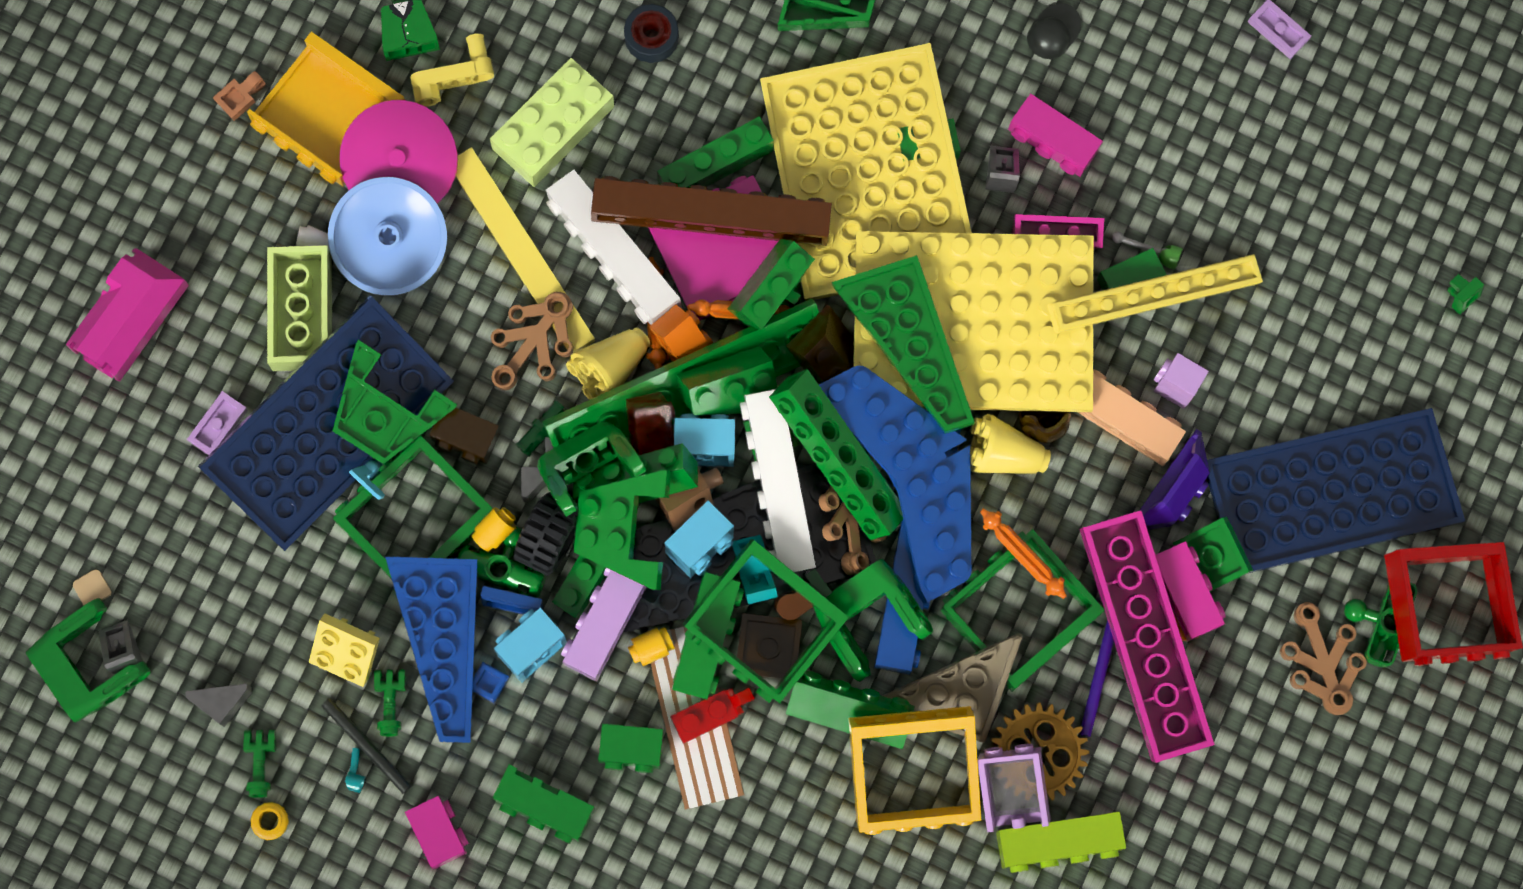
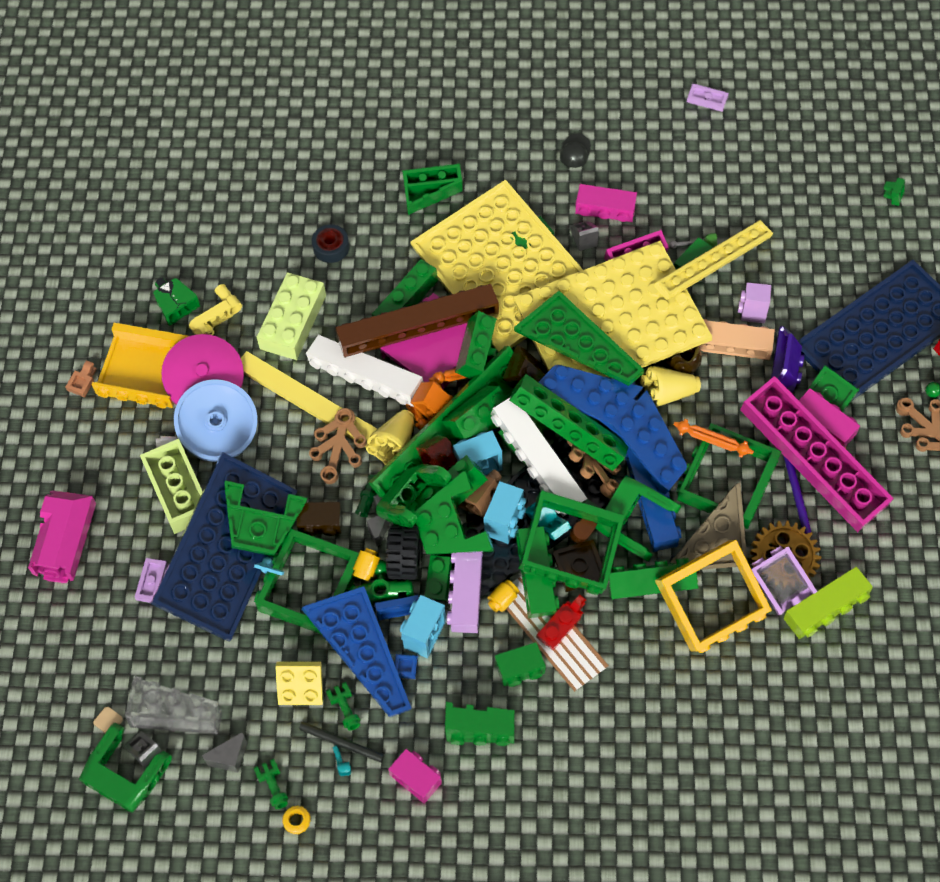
camera: 15 degrees left, 15 degrees down
(166, 608) = (170, 709): none -> clear wedge

